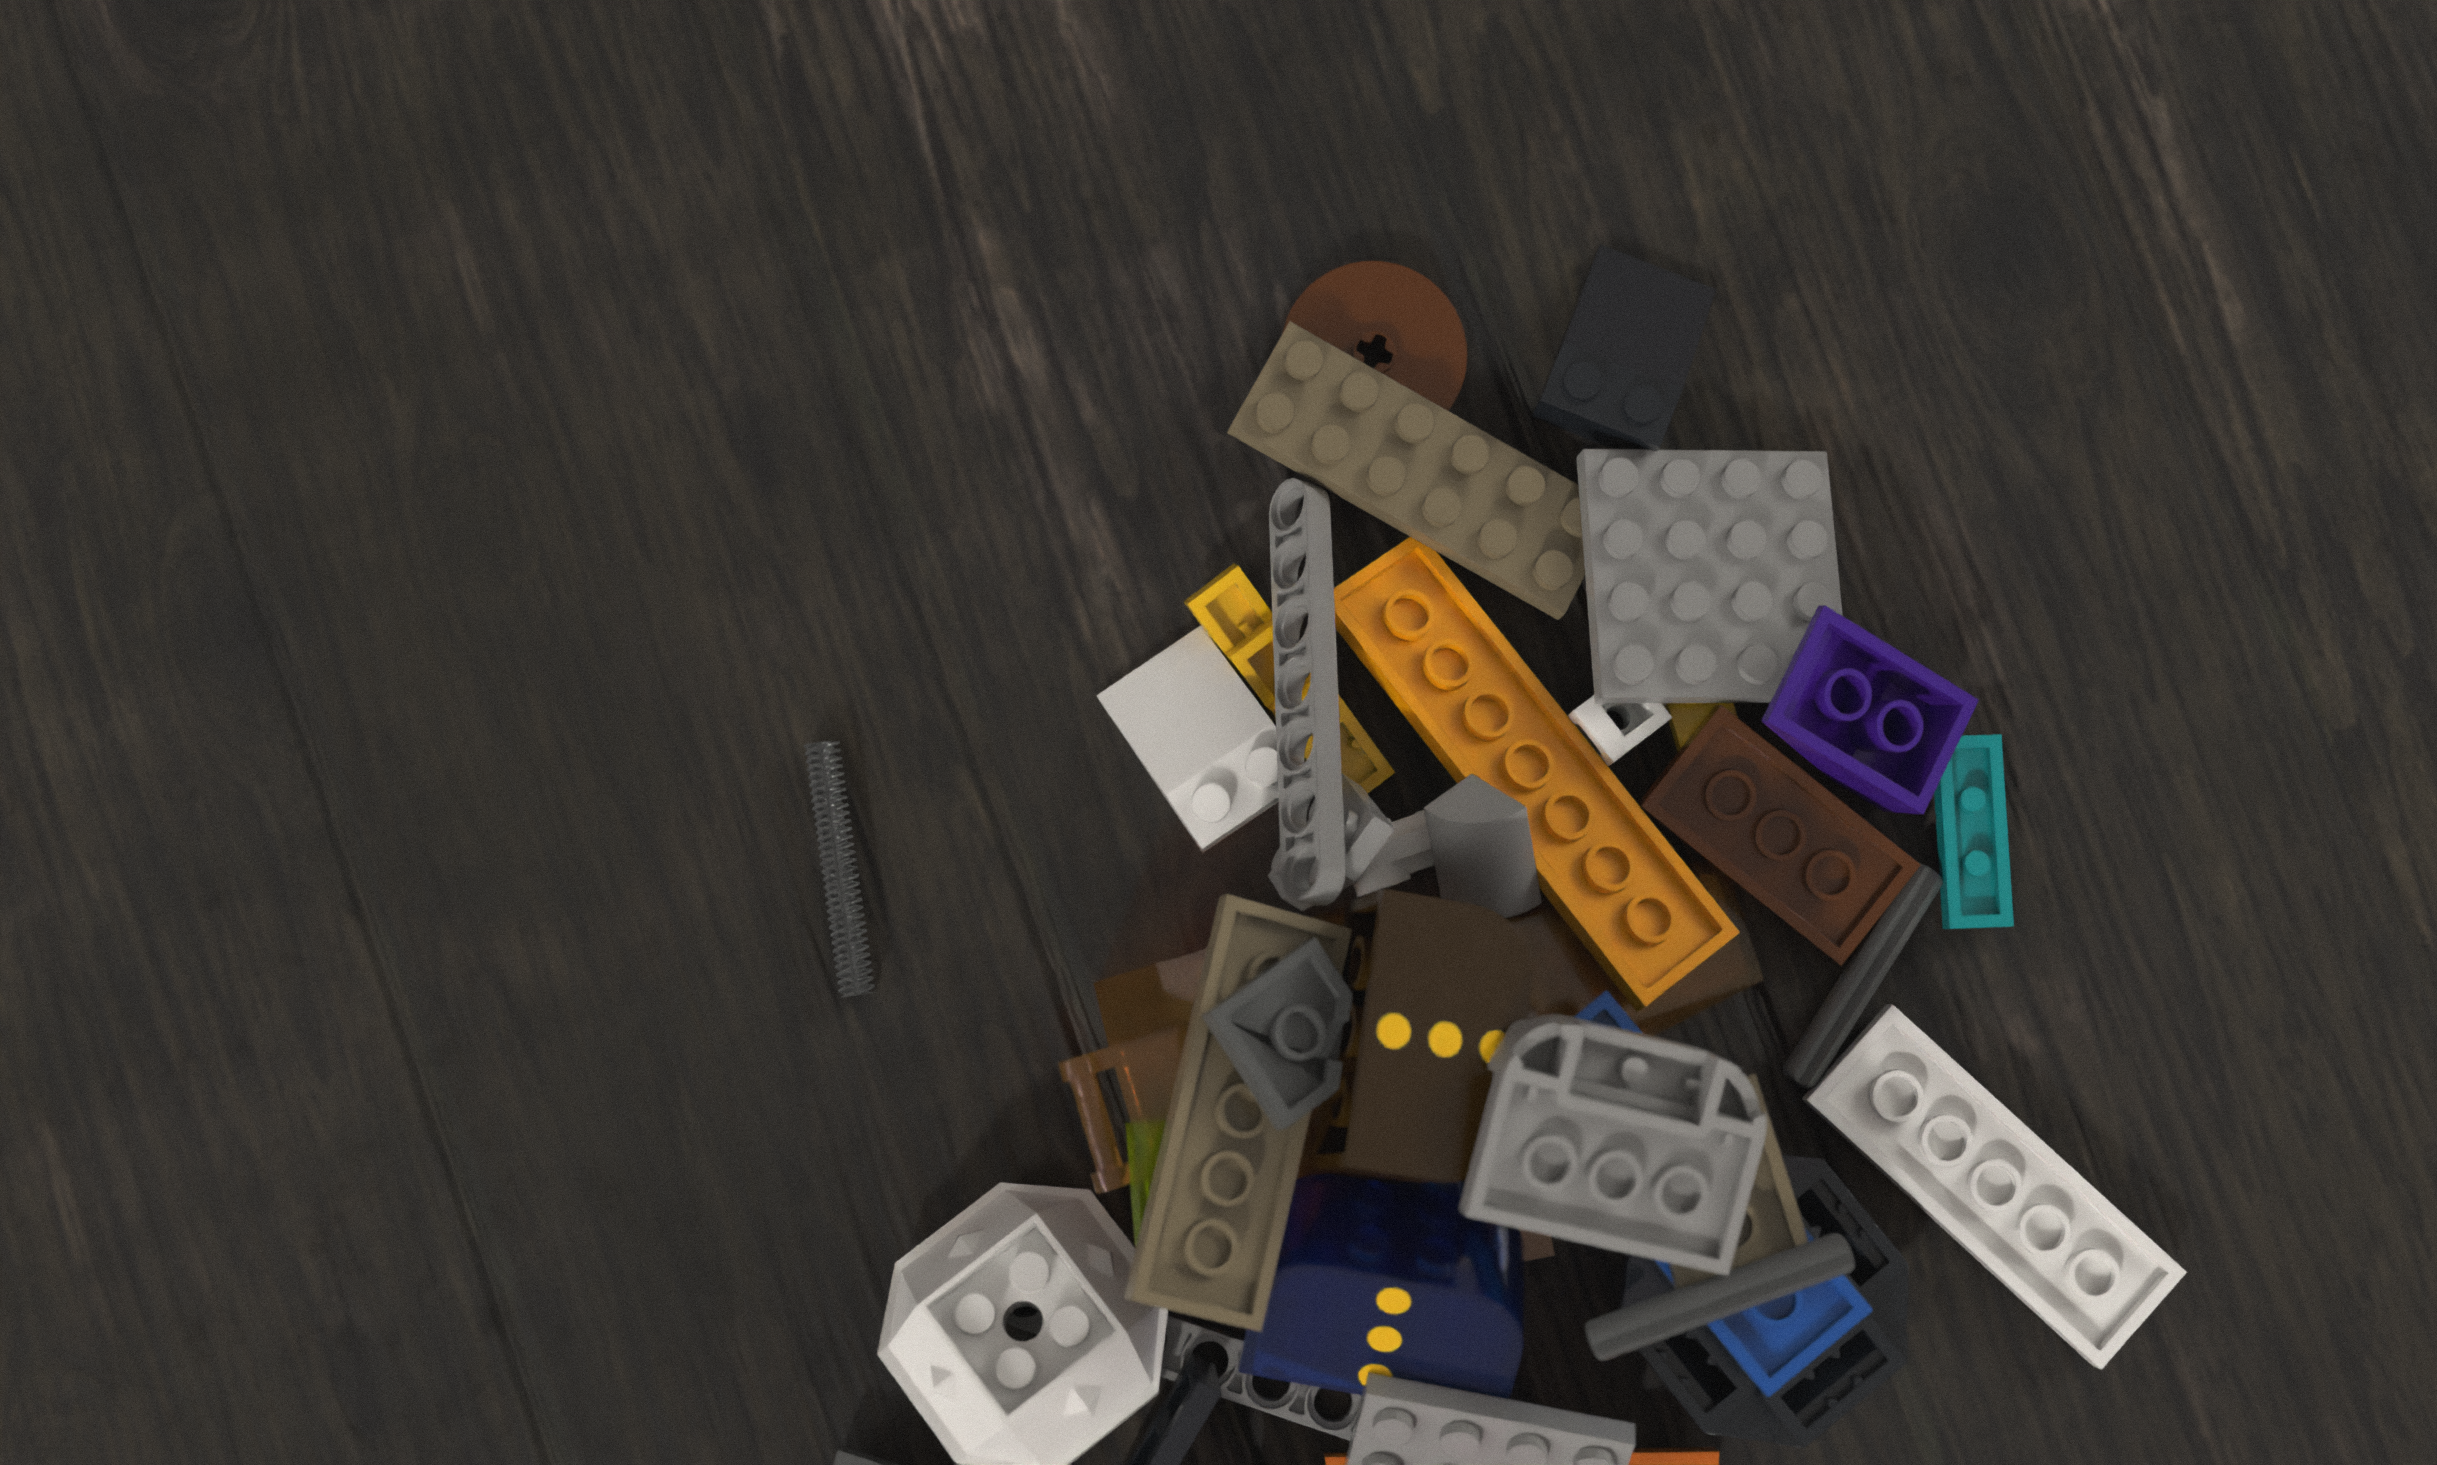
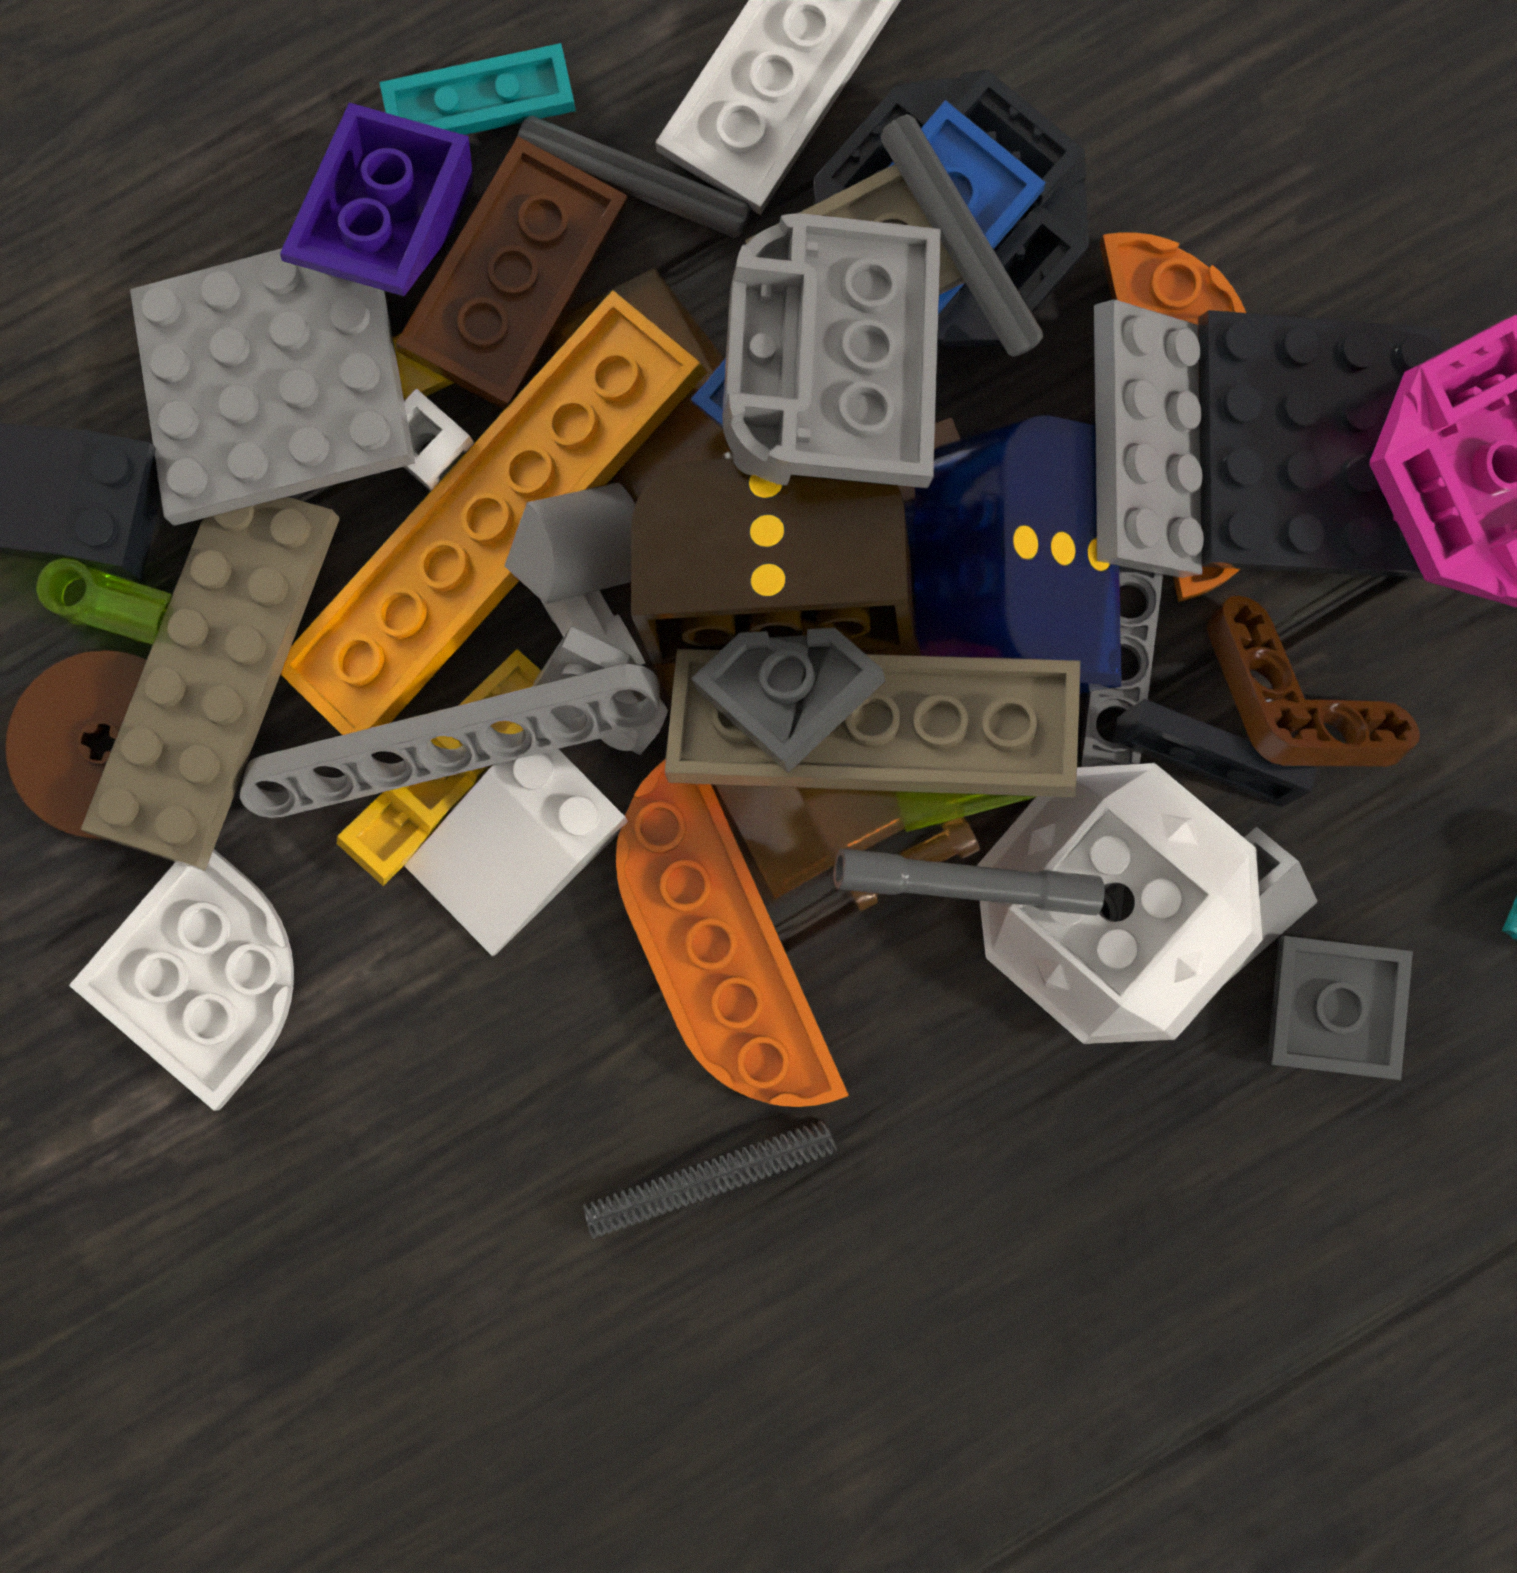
camera: 100 degrees left, 0 degrees up
(1058, 917) = (718, 948): none -> orange plate
(1083, 1105) = (895, 875): none -> dark grey piece
(1128, 410) = (197, 977): none -> white plate
(1512, 383) = (108, 602): none -> clear neon green piece

